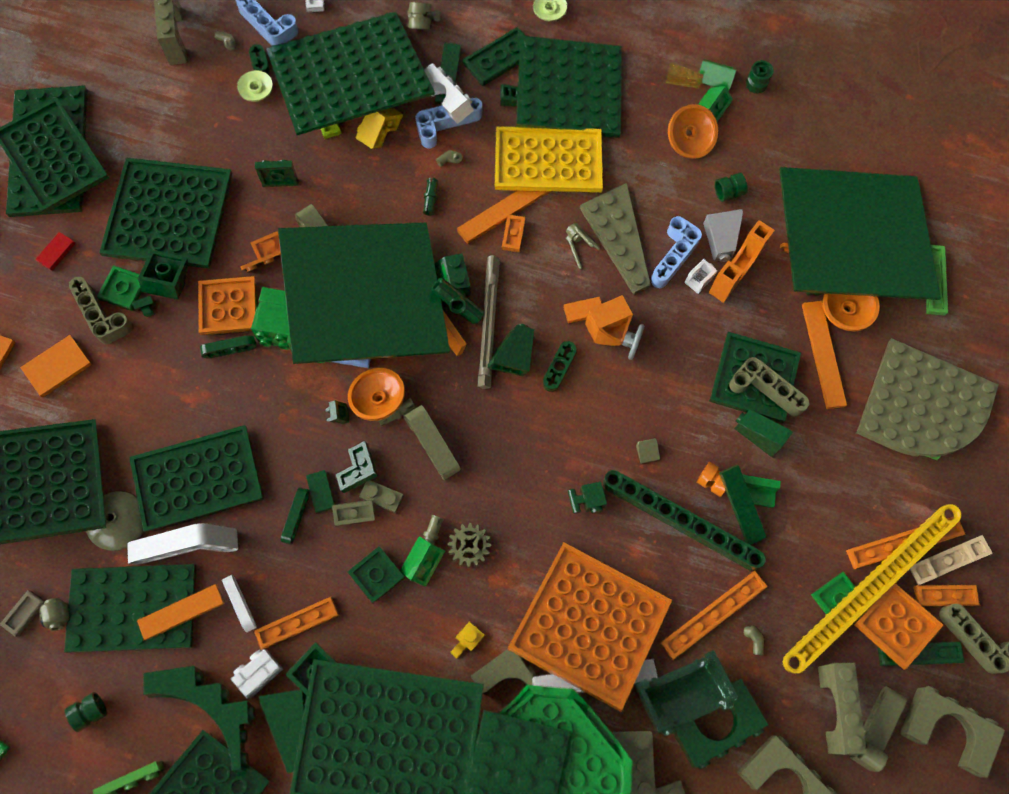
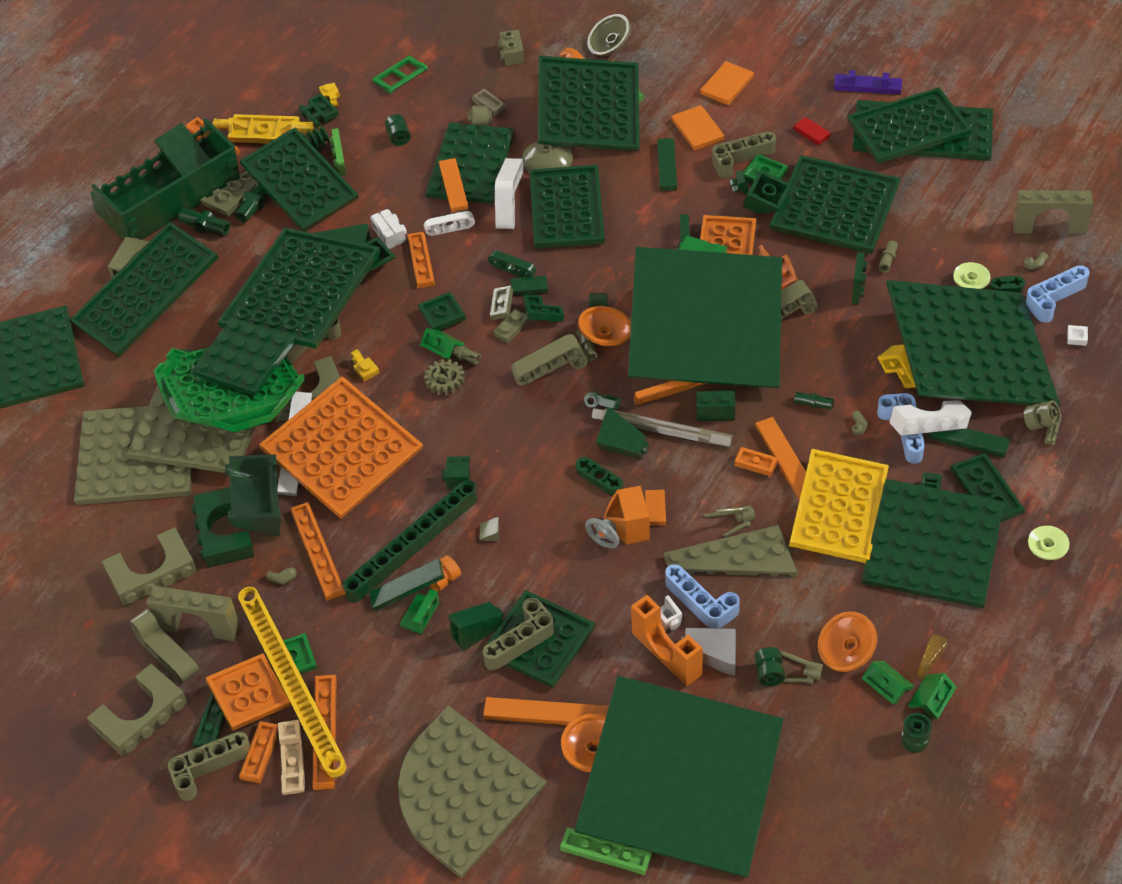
camera: 110 degrees right, 20 degrees down
(117, 387) = (667, 164): none -> dark green tile
(231, 718) = (375, 199): dark green arch -> none
(235, 158) = (888, 256): none -> olive pin
(450, 294) = (683, 394): dark green piece -> none
(468, 374) = (603, 400): none -> dark green plate
(722, 160) = (812, 669): none -> olive plant

